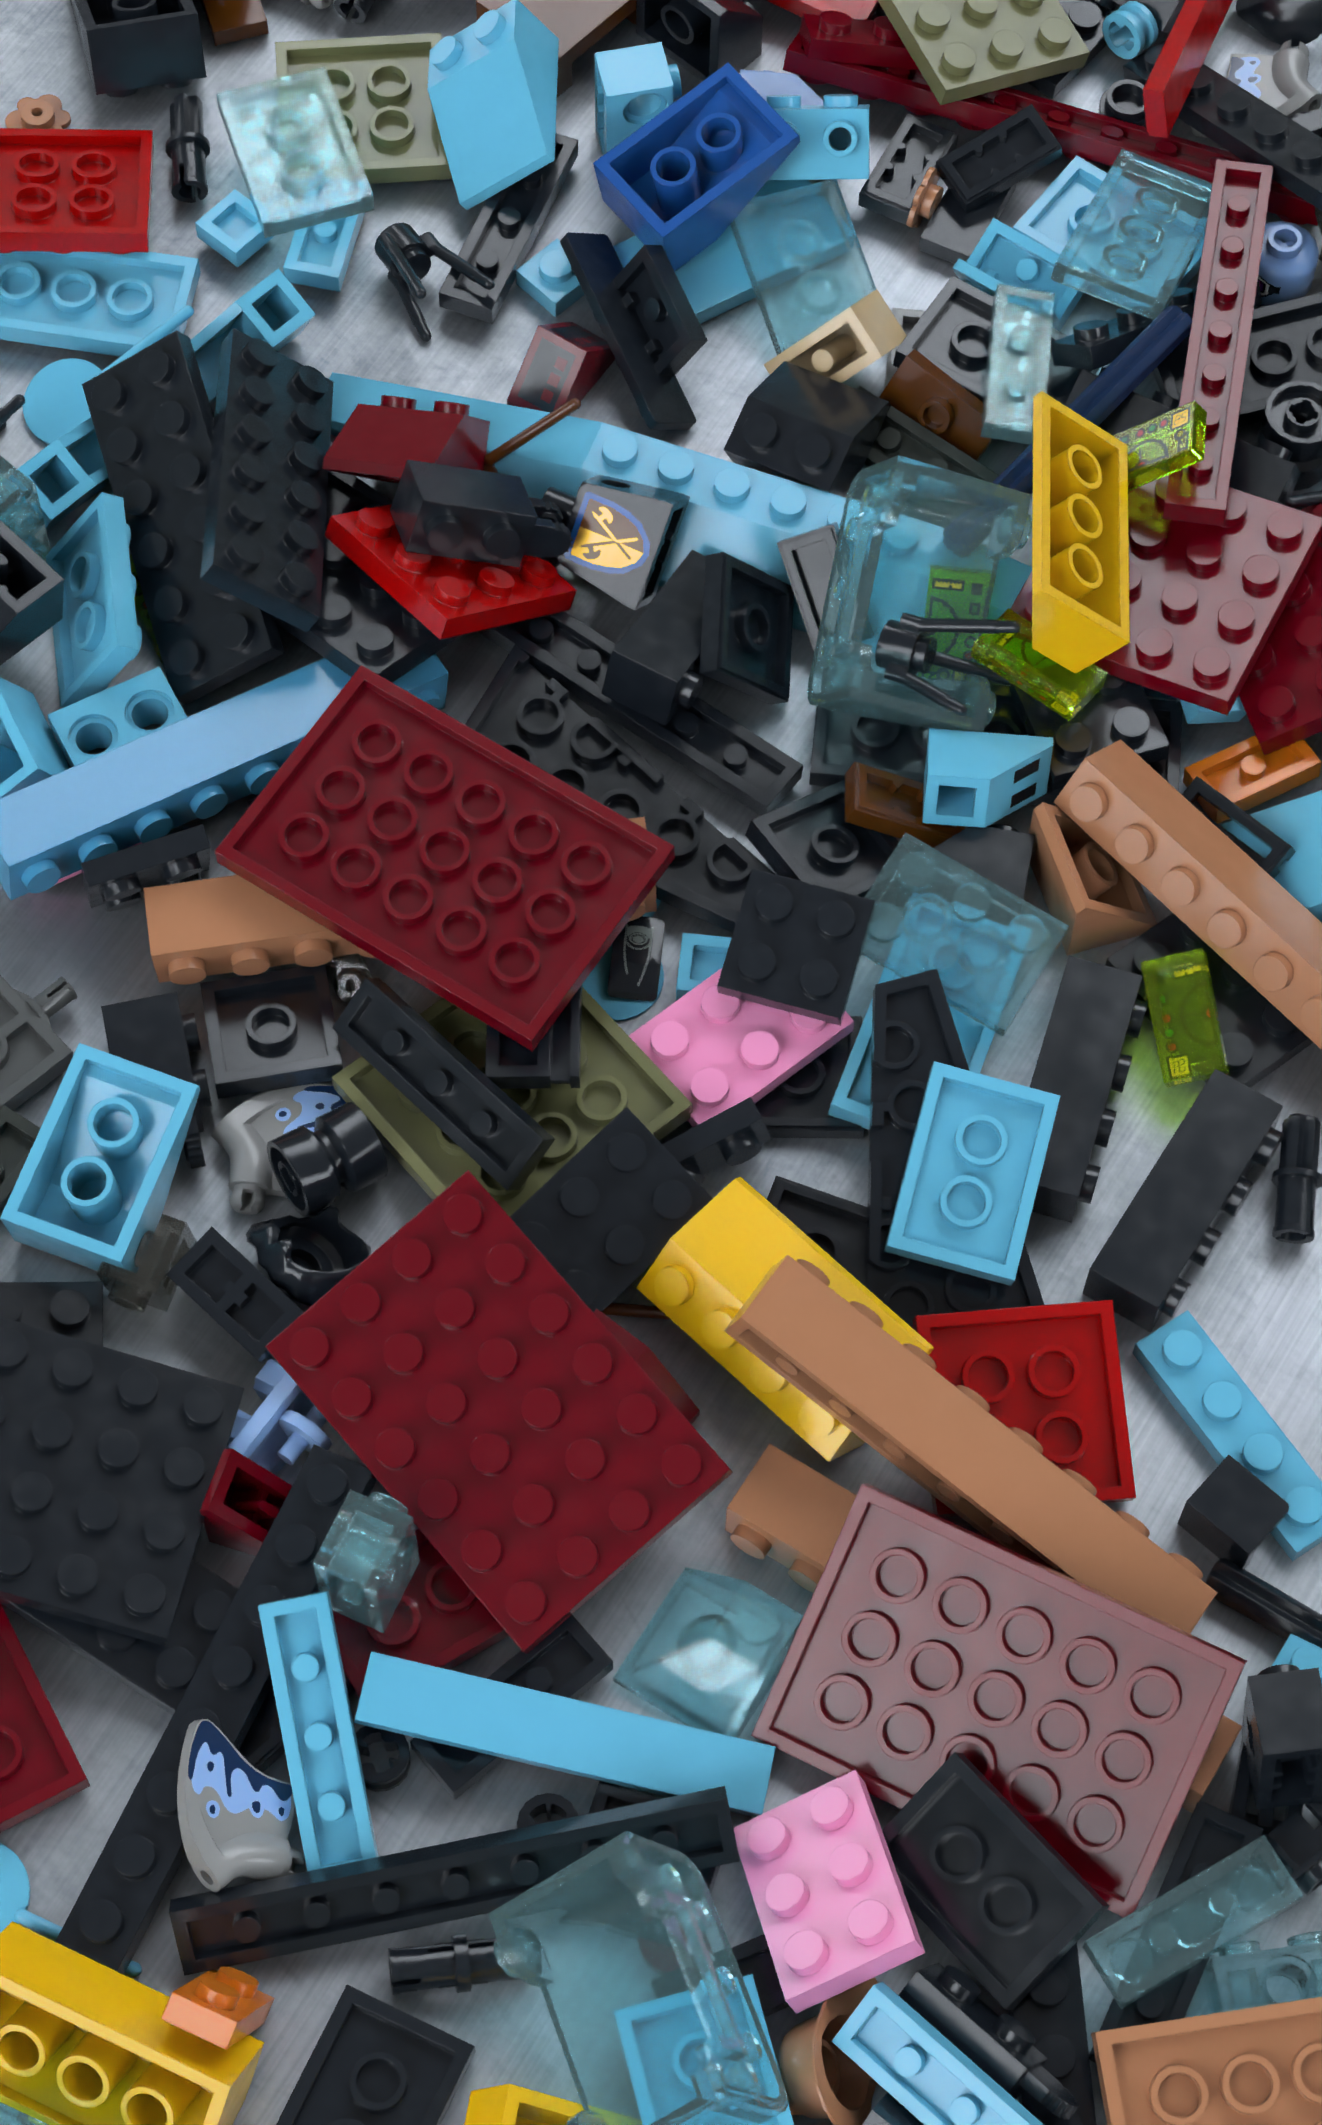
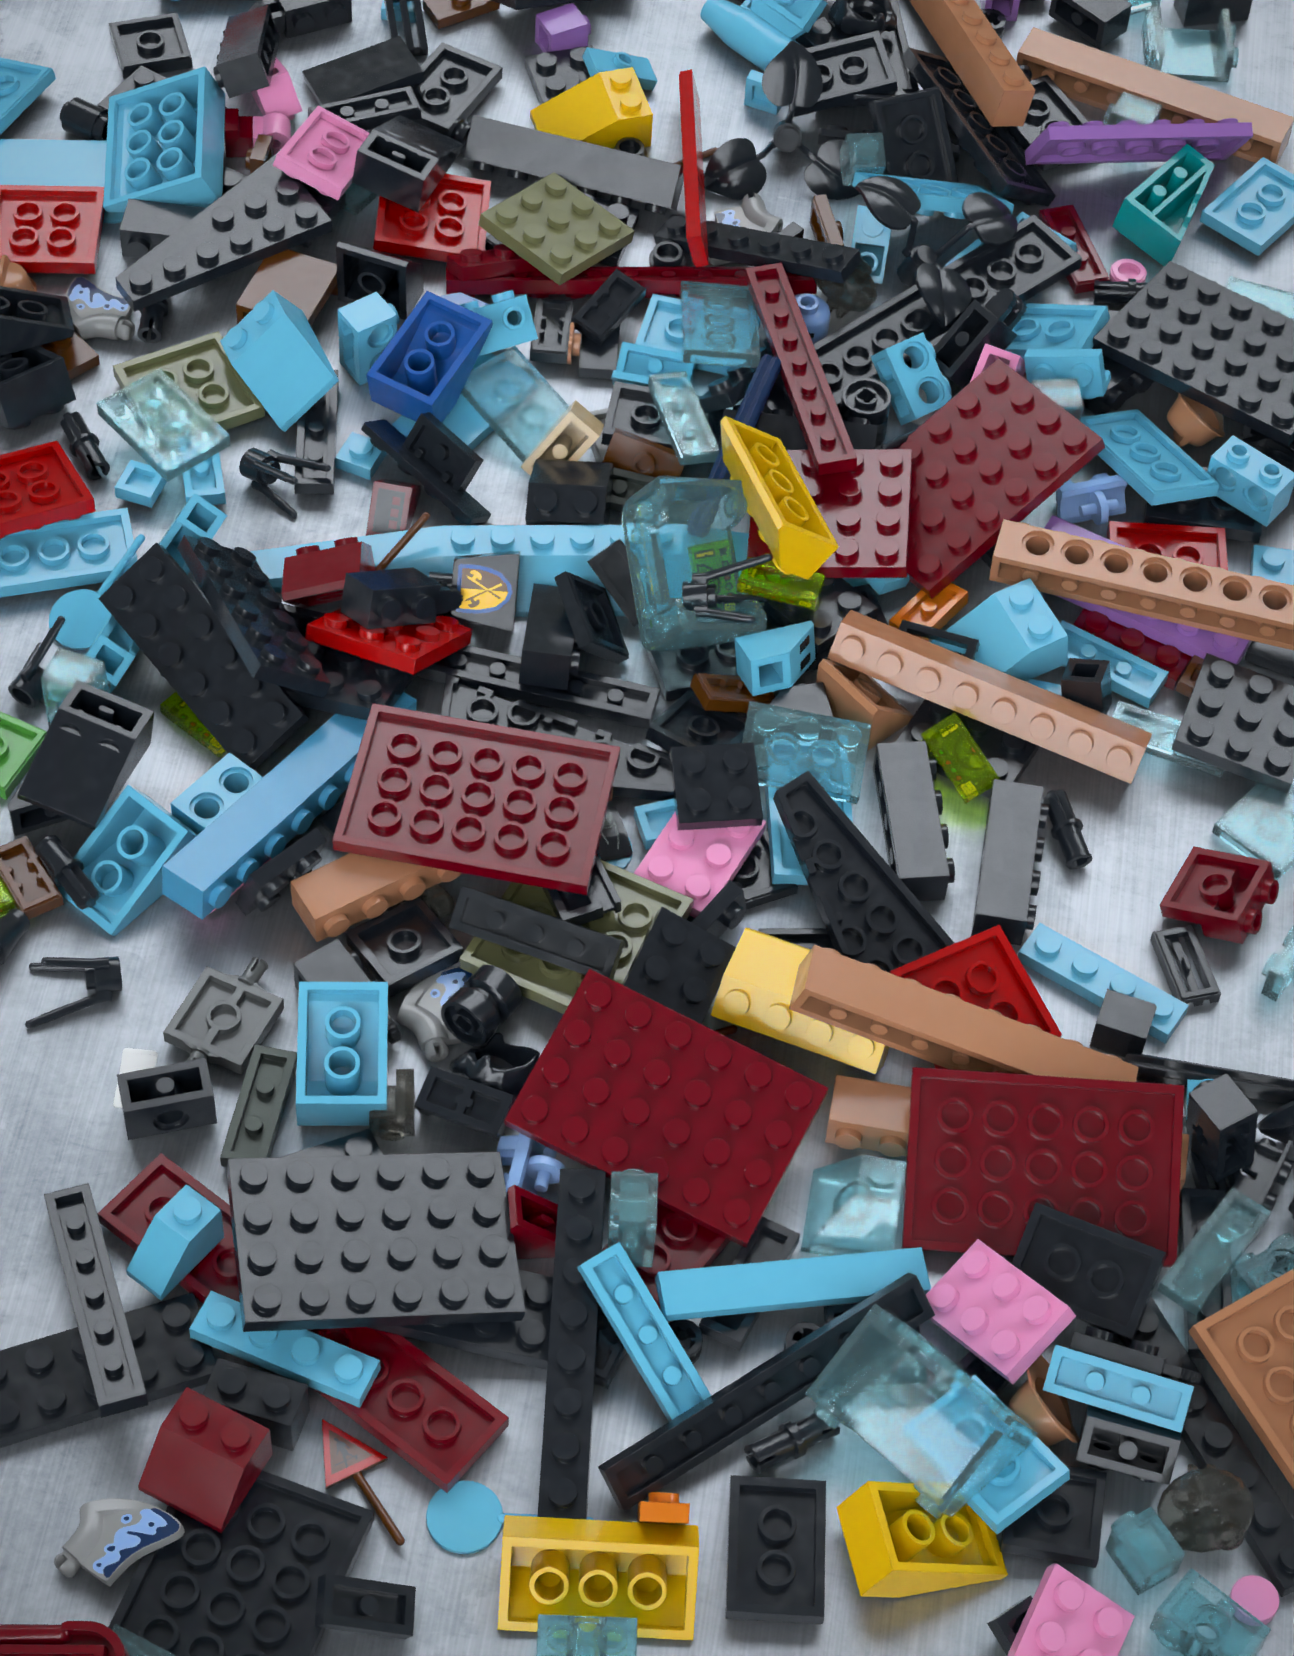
camera: 25 degrees left, 10 degrees down
(98, 601) = (179, 732): medium azure plate -> none
(231, 1813) = (612, 1399): light grey arm -> none
(972, 1173) = (884, 879): medium azure plate -> none
(1130, 30) = (654, 204): medium azure bush -> none
(1165, 444) = (804, 430): clear neon green tile -> none

